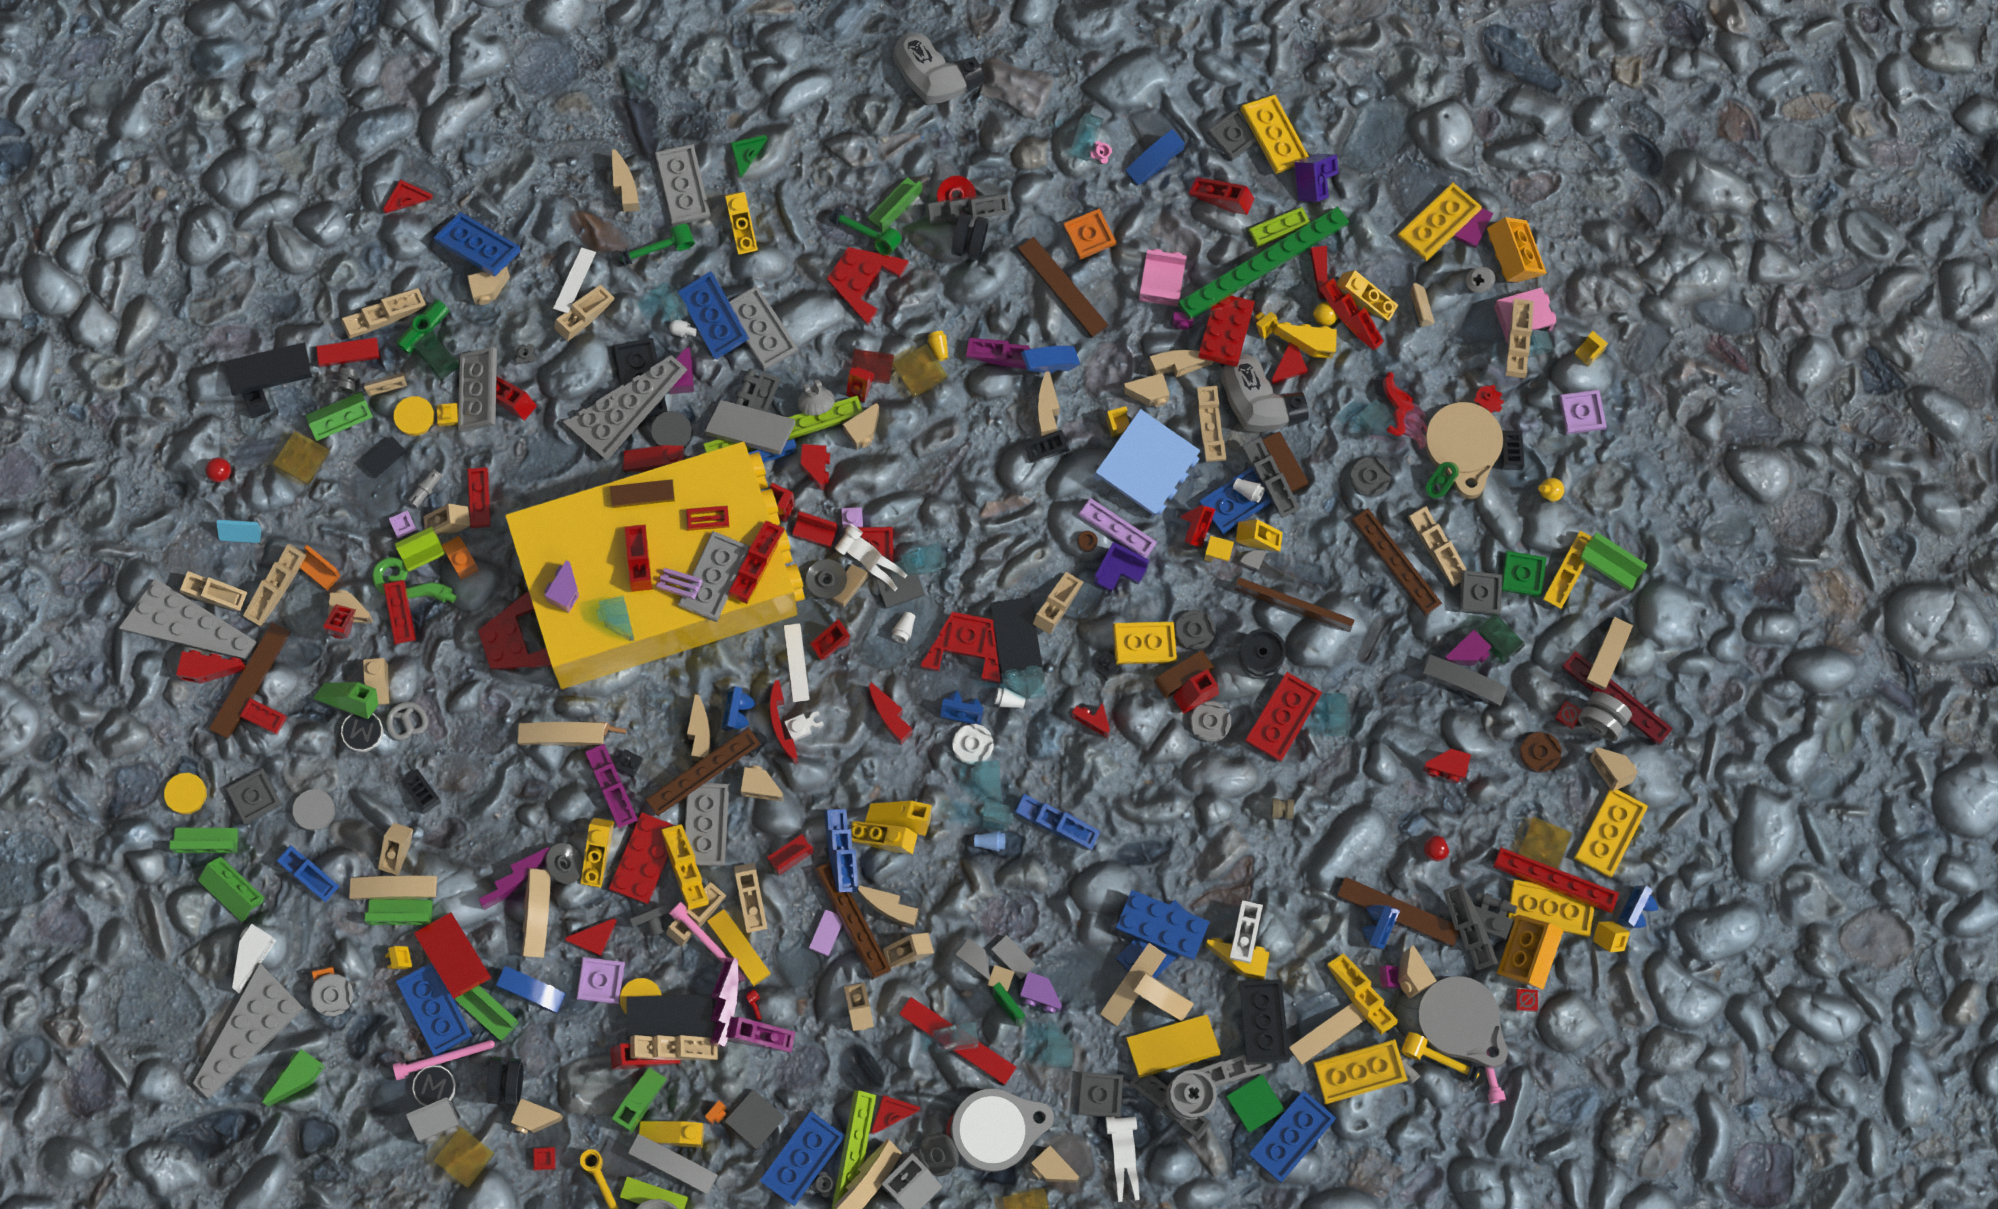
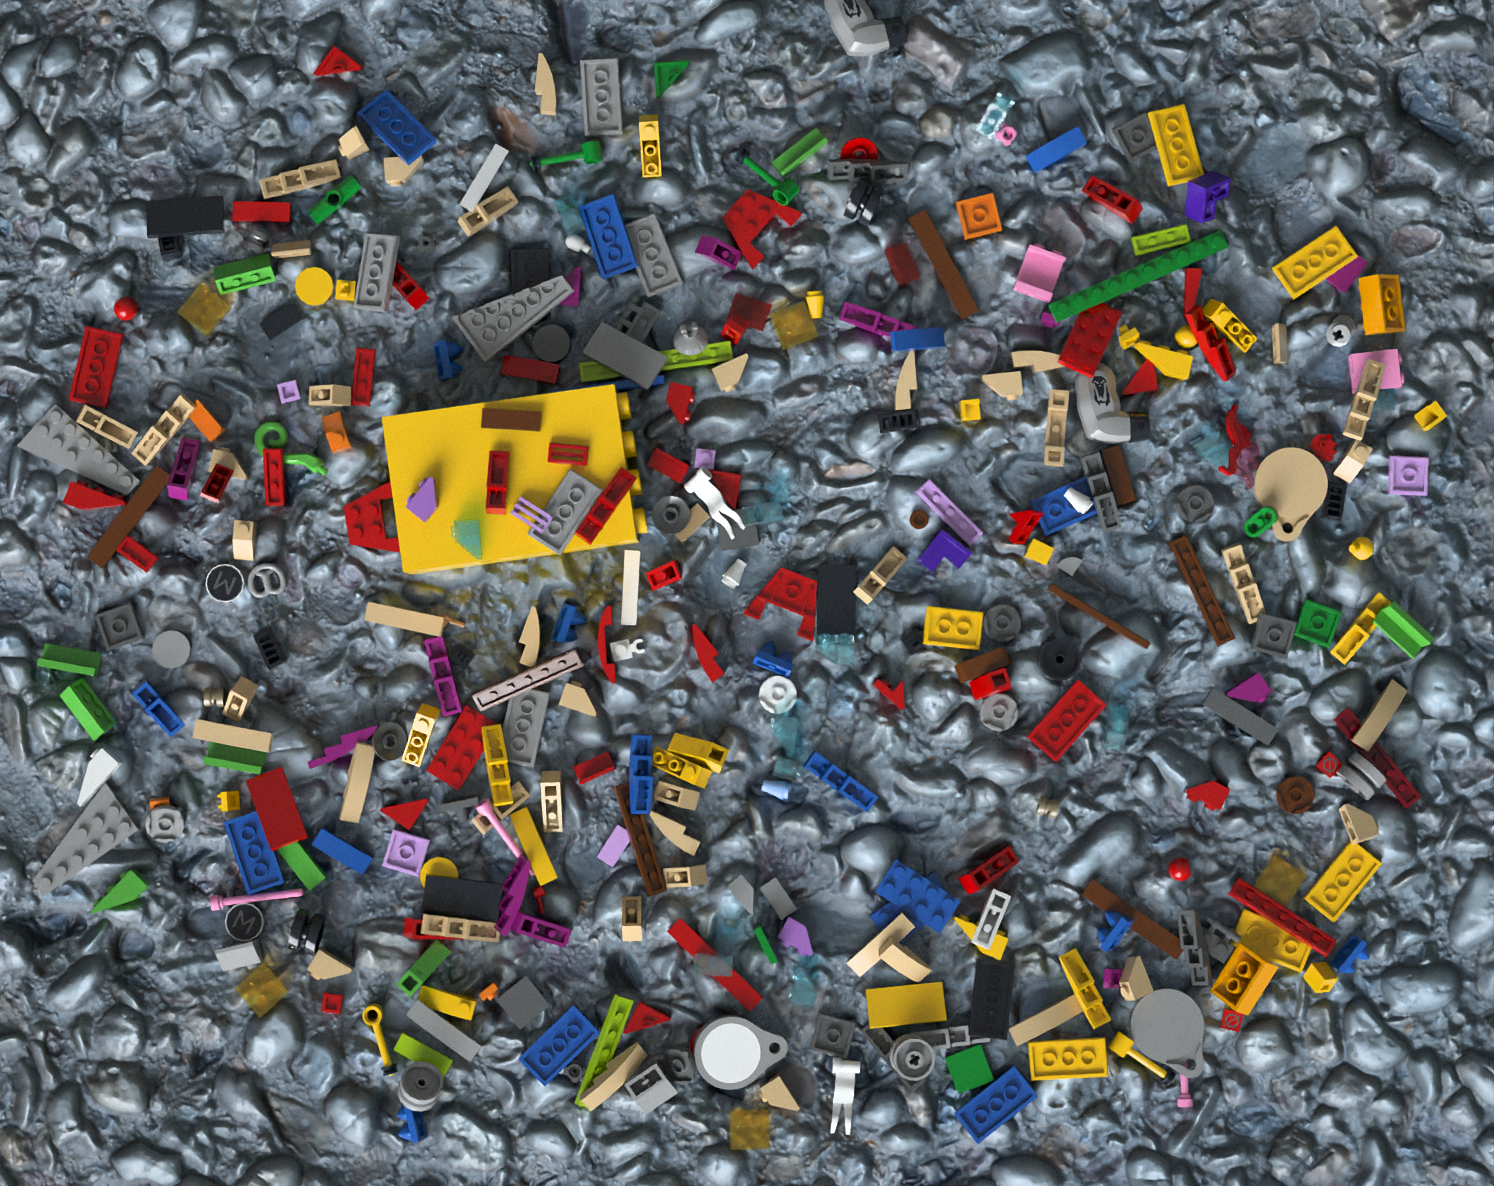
camera: 10 degrees right, 15 degrees up
(185, 793) = (58, 613): yellow tile -> none
(194, 535) = (96, 367): none -> red tile
(239, 531) = (137, 372): medium azure slope -> none
(301, 621) = (184, 469): none -> magenta slope
(349, 696) = (216, 551): bright green slope -> none
(367, 850) = (214, 697): none -> dark tan wheel
(420, 549) = (301, 420): lime panel -> none
(425, 488) = (314, 359): light grey pin -> none
(434, 267) = (353, 143): none -> tan slope
(436, 356) = (343, 231): clear green panel -> none
(559, 459) = (444, 351): none -> blue tile
(785, 500) = (645, 437): red panel -> none
(829, 311) = (718, 252): none -> magenta slope
(884, 866) = (676, 795): none -> tan slope
(1001, 975) = (763, 915): tan tile -> none
(1008, 698) = (816, 658): white cone -> none
(1019, 294) = (901, 264): none -> clear red panel
(1148, 463) = (989, 456): light blue panel -> none
(1232, 886) = (988, 870): none -> red slope
(1259, 535) = (1079, 544): yellow slope -> none
(1500, 637) = (1281, 682): clear green panel -> none
(1522, 405) = (1352, 460): none -> tan slope

